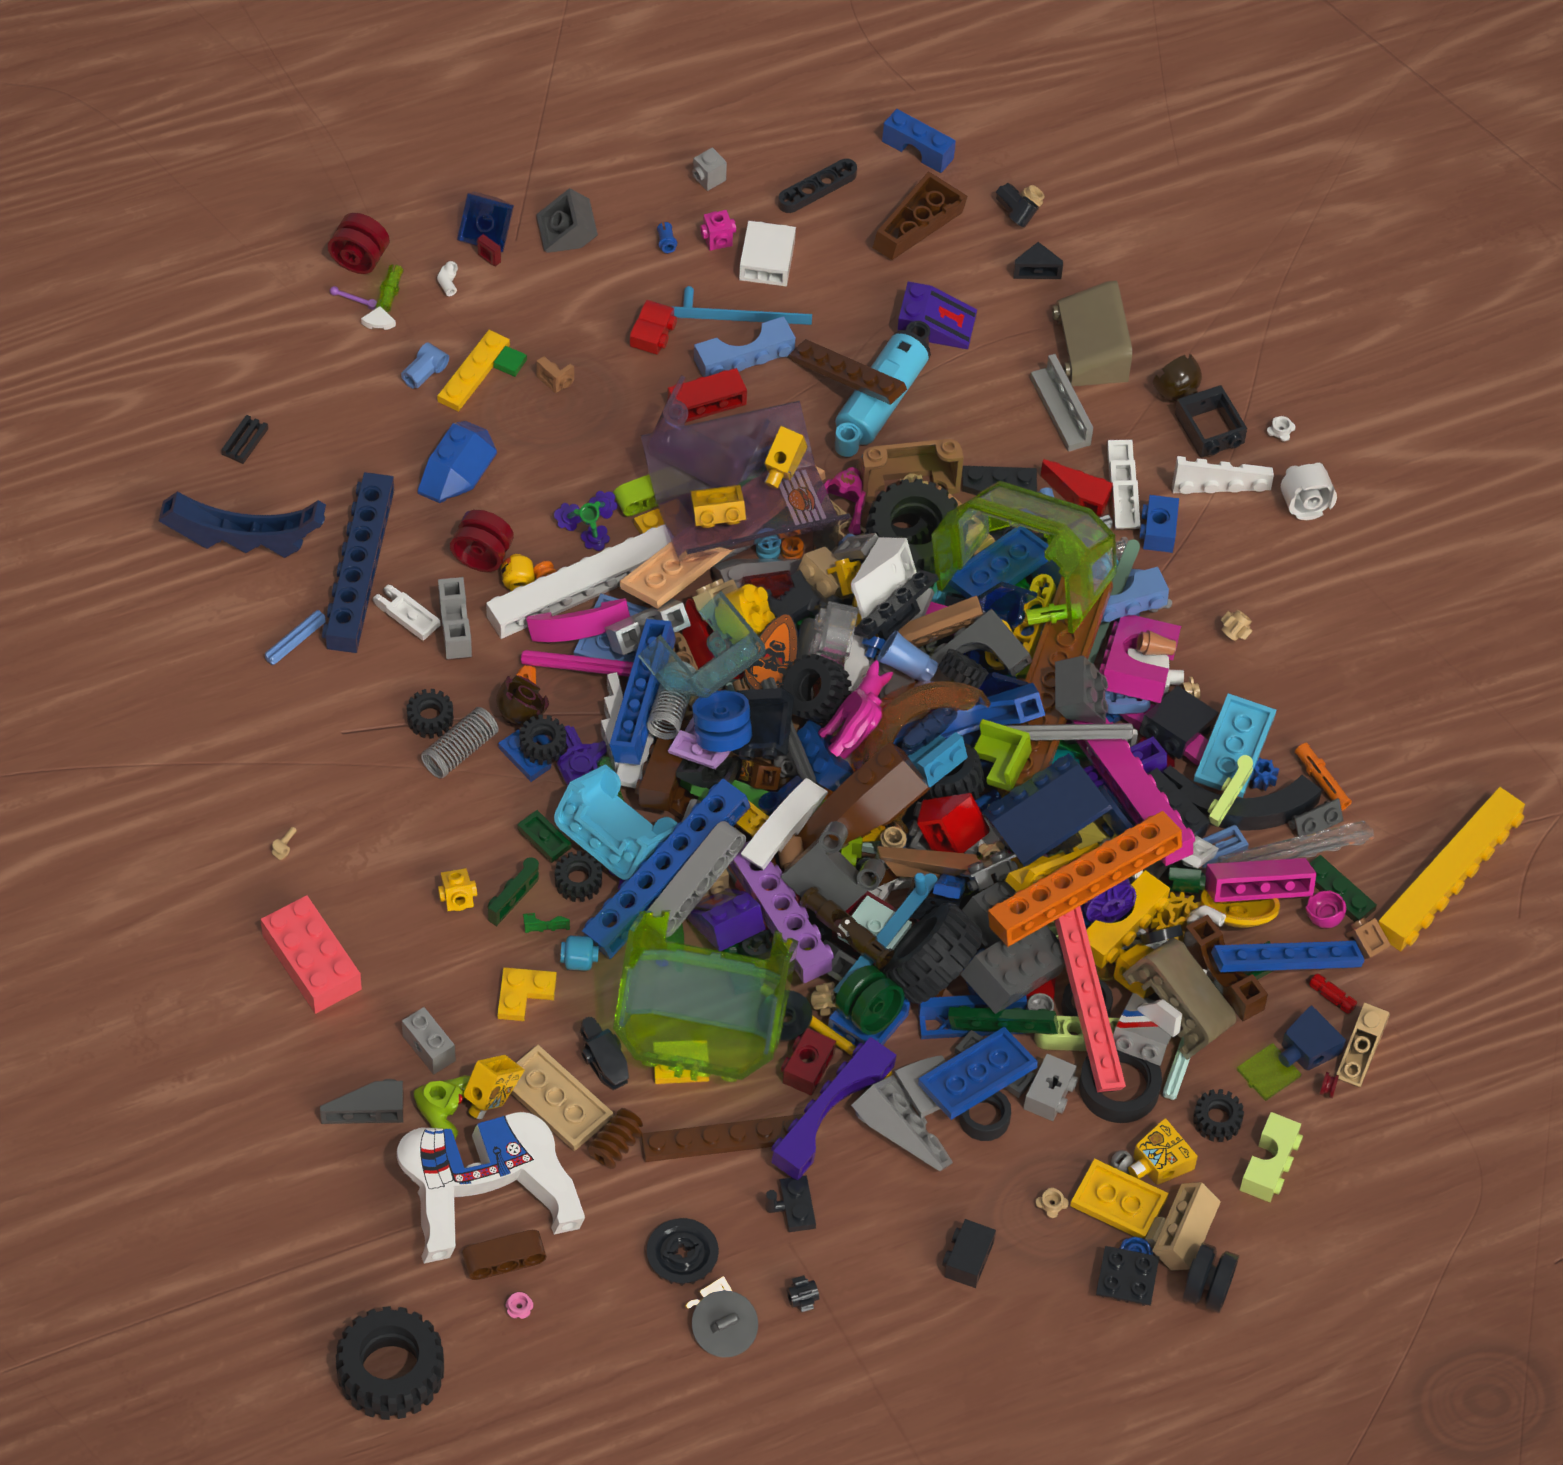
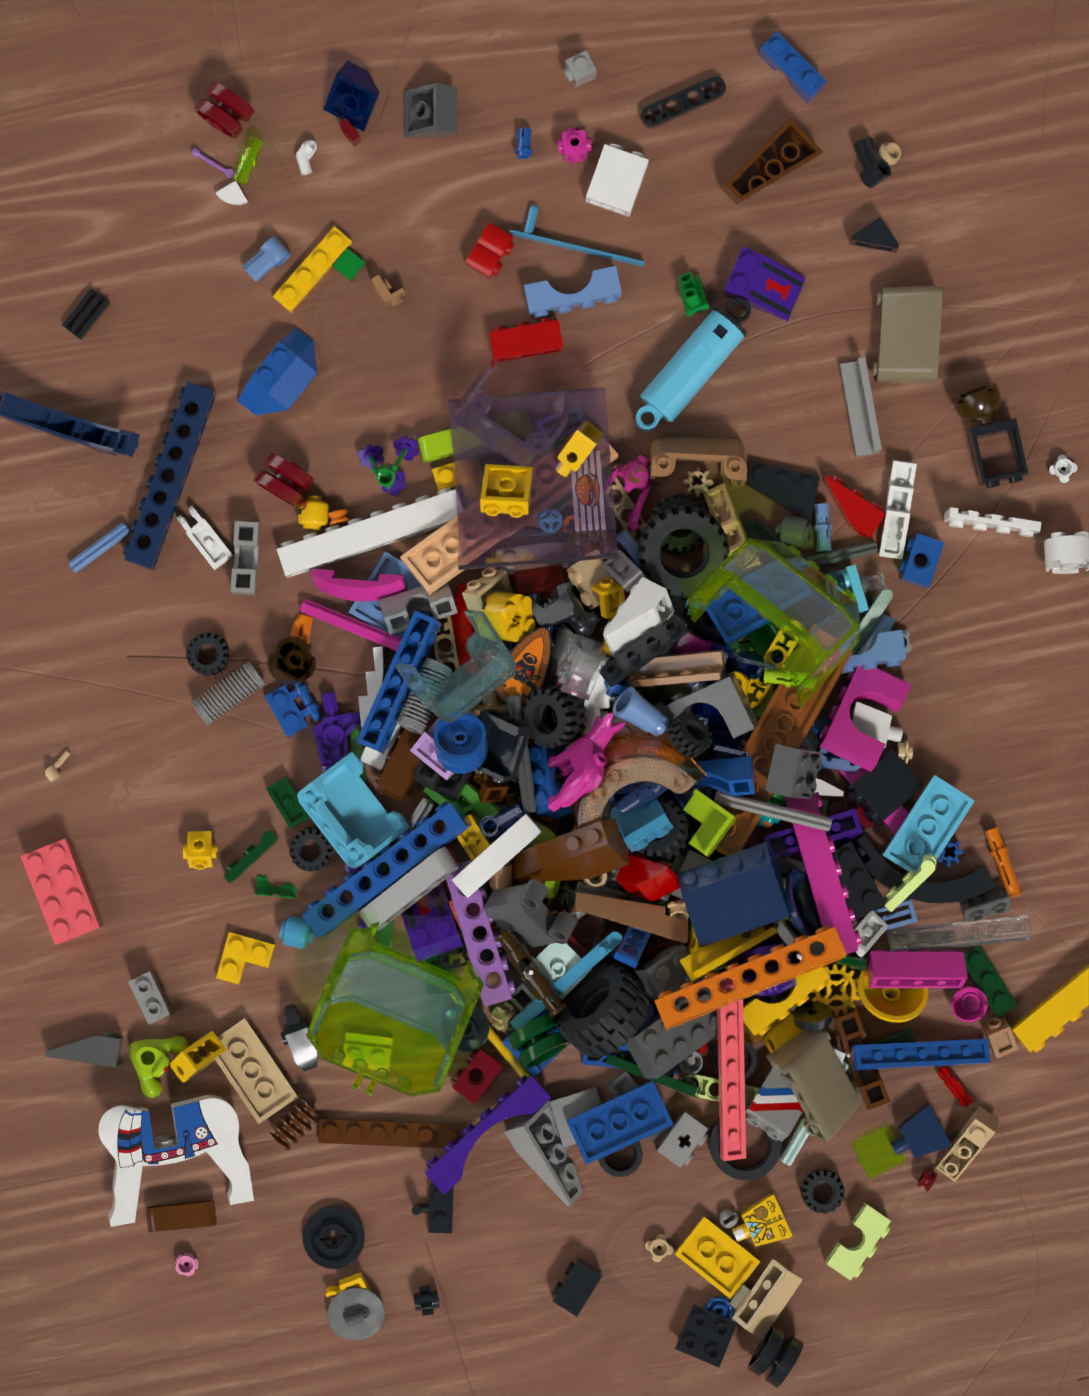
camera: 10 degrees right, 30 degrees up
(394, 1395) = (43, 1329): black tyre -> none
(542, 727) = (289, 701): black tyre -> none
(848, 371) = (662, 348): reddish brown plate -> none
(867, 332) = (692, 293): none -> green hips
(980, 872) = (679, 935): dark grey hinge -> none
(1155, 644) = (880, 707): nougat cone -> none
(1163, 1015) = (791, 1103): white tile -> none
(1216, 916) = (858, 1003): white arm -> none
(1236, 625) = (964, 688): tan gear -> none

